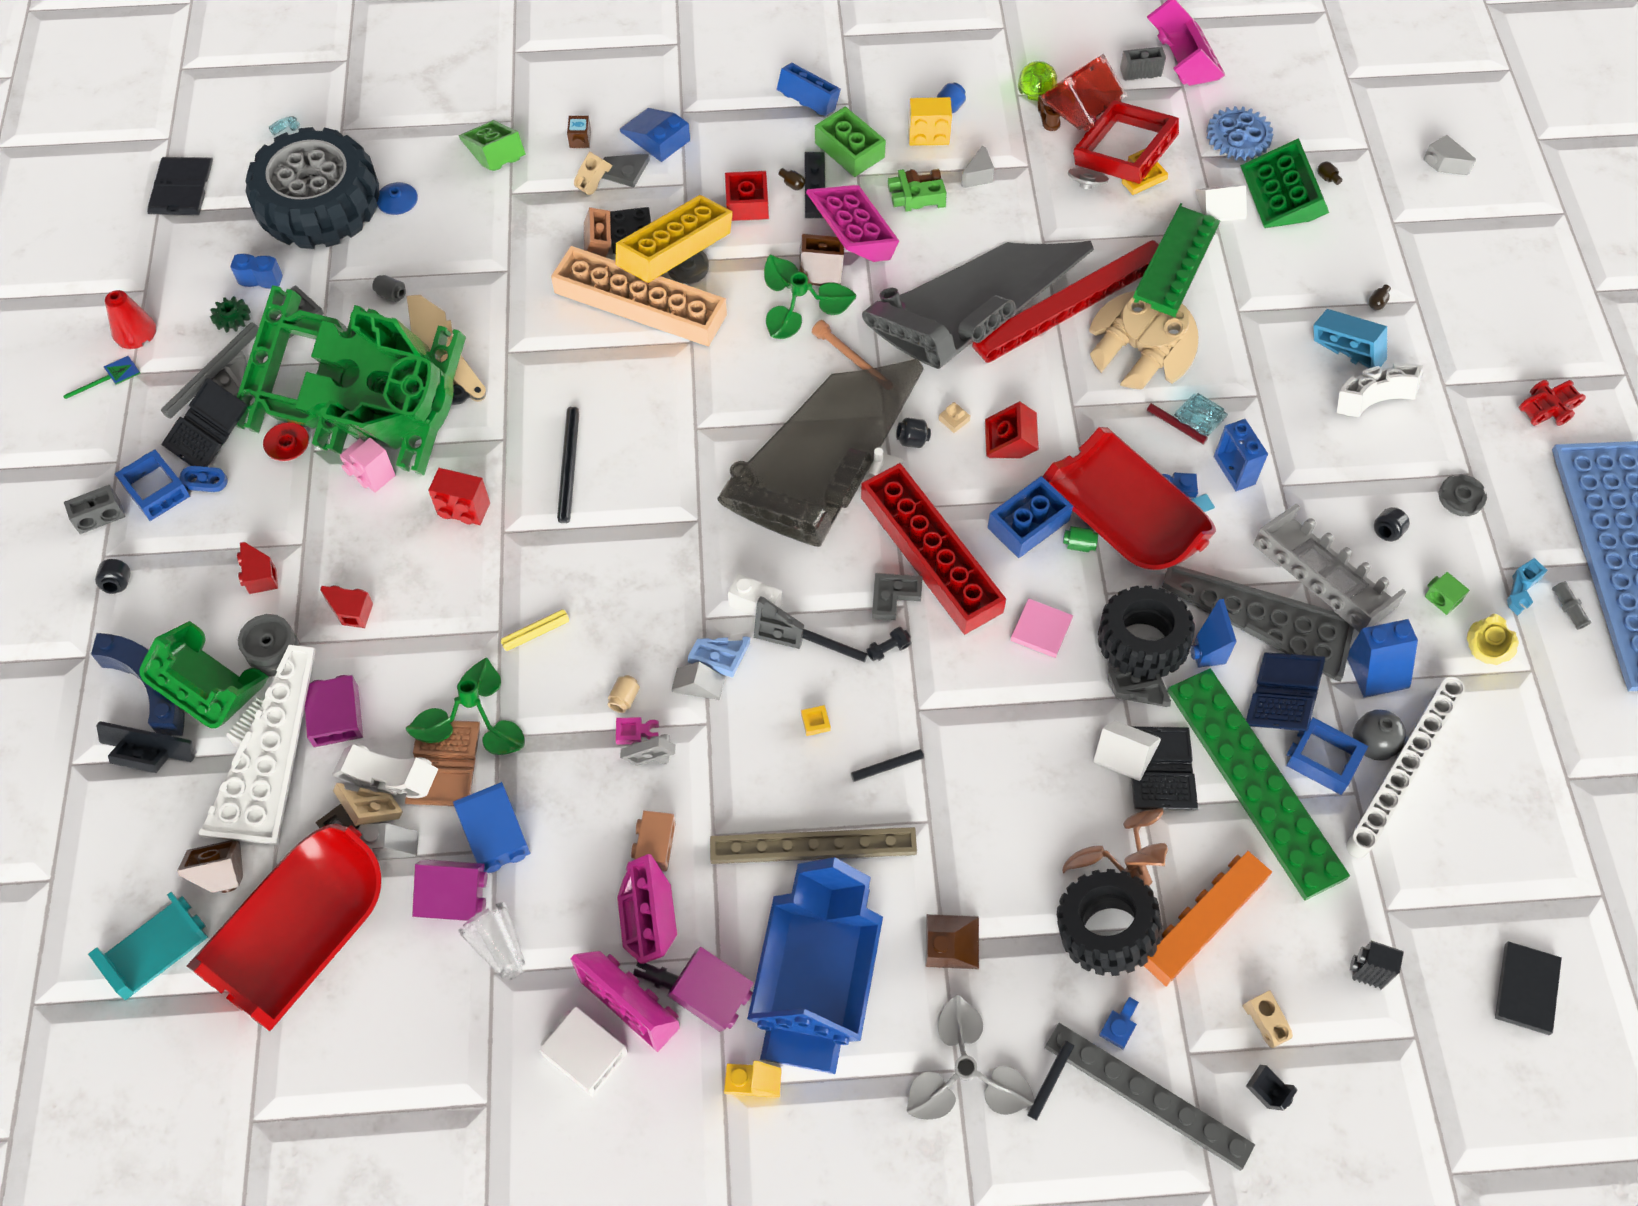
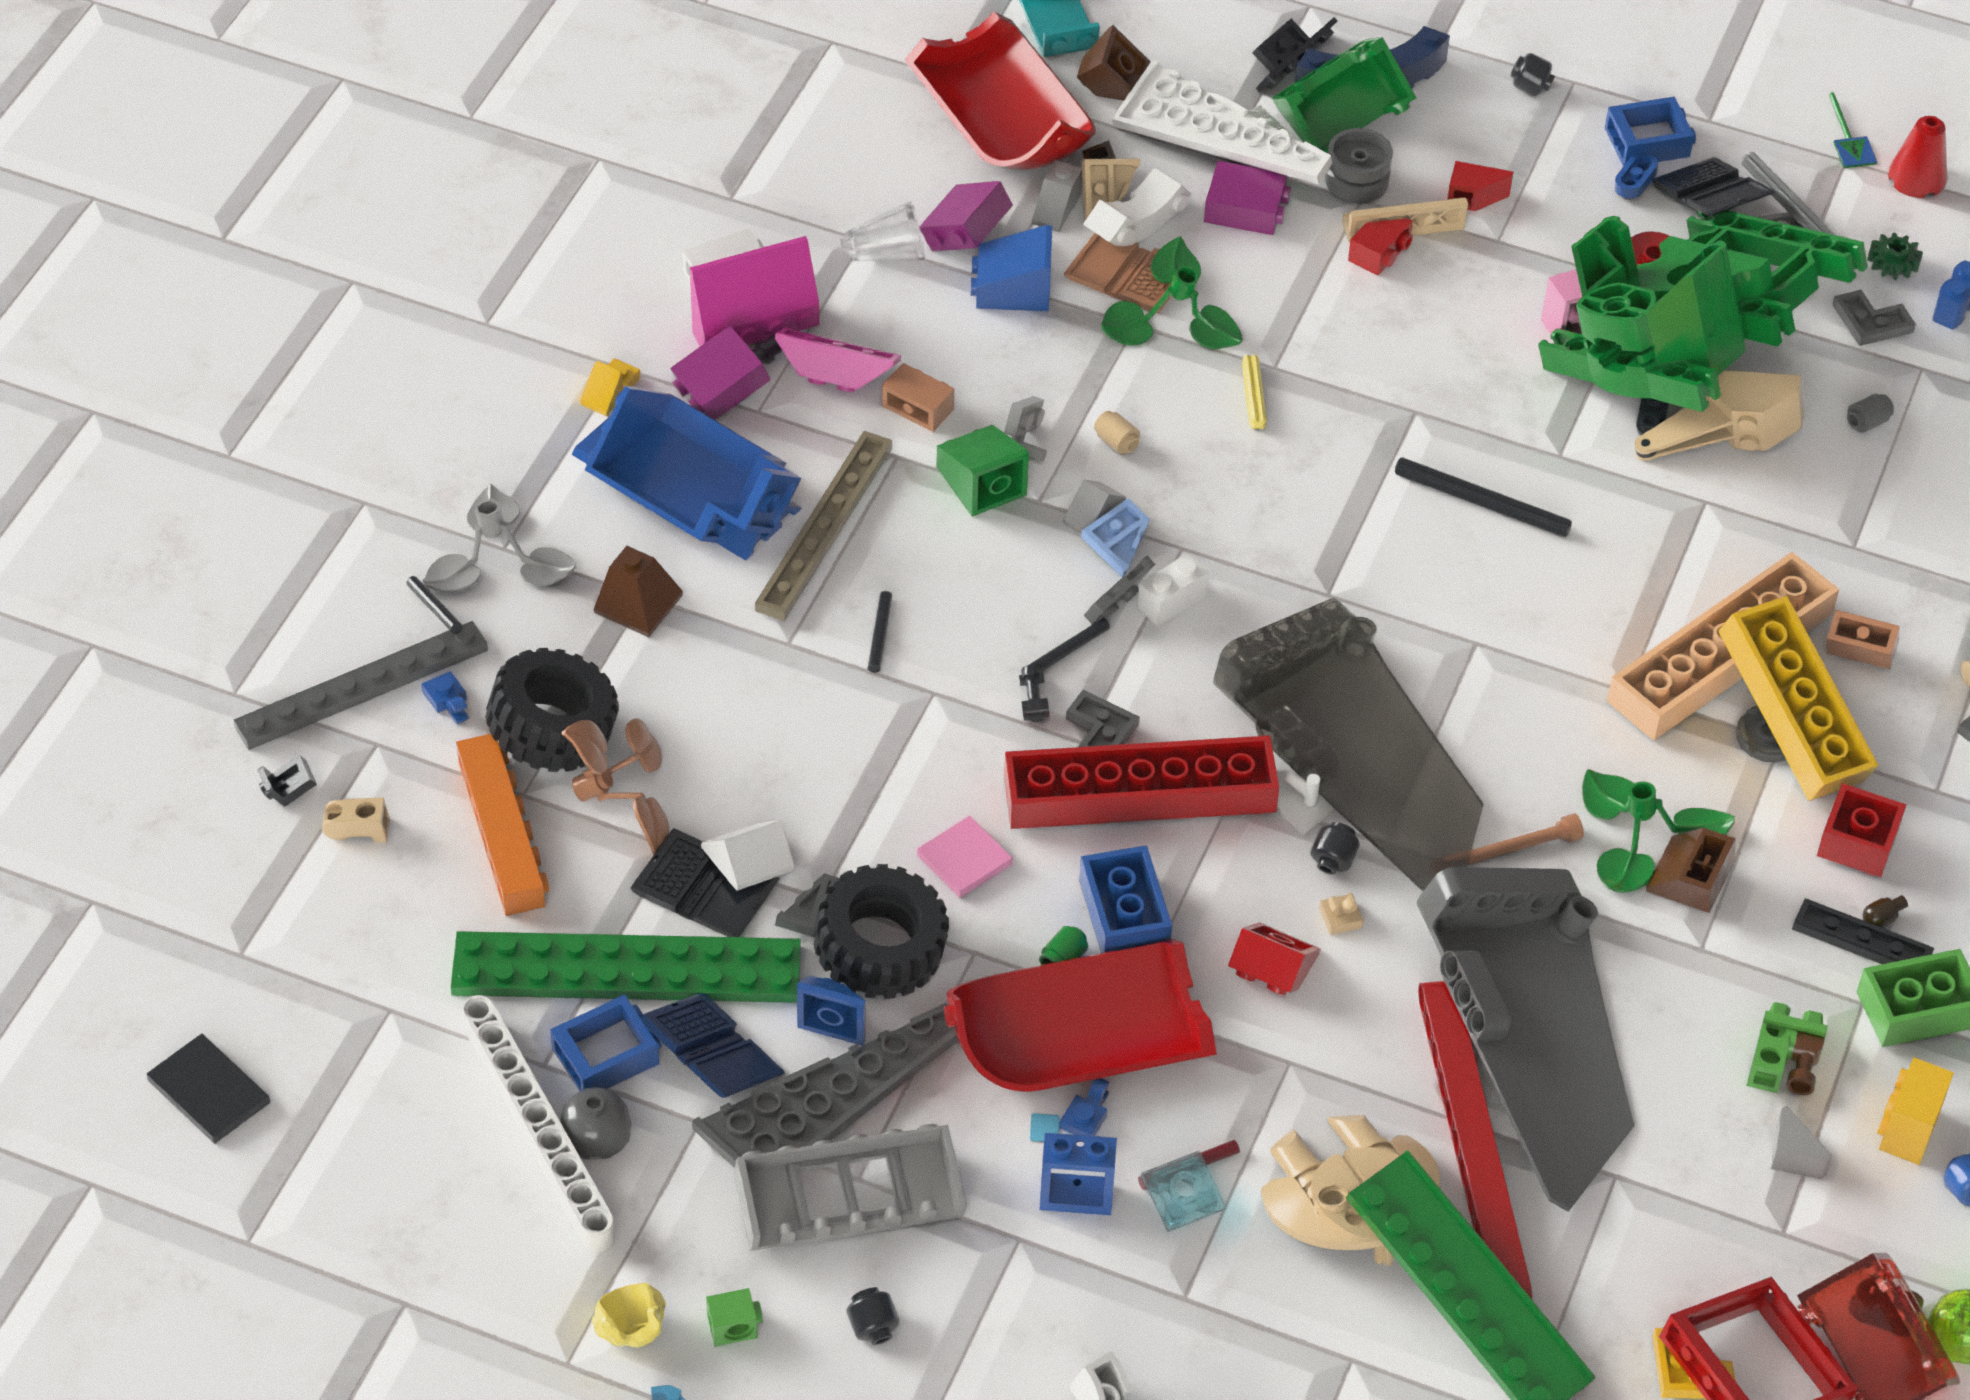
camera: 115 degrees right, 10 degrees down
(94, 509) = (1632, 72): dark grey brick -> none
(310, 603) = (1426, 216): none -> tan fence
(459, 496) = (1474, 367): red brick -> none
(627, 222) = (1866, 686): black brick -> none
(632, 730) = (1065, 426): dark pink plate -> none
(706, 760) = (984, 468): none -> green slope
(815, 720) = (976, 586): yellow plate -> none
(855, 221) = (1738, 912): dark pink slope -> none
(1087, 177) = (1716, 1266): light grey dish -> none
(1376, 964) = (334, 932): black brick -> none
(1384, 657) = (686, 1167): blue slope -> none

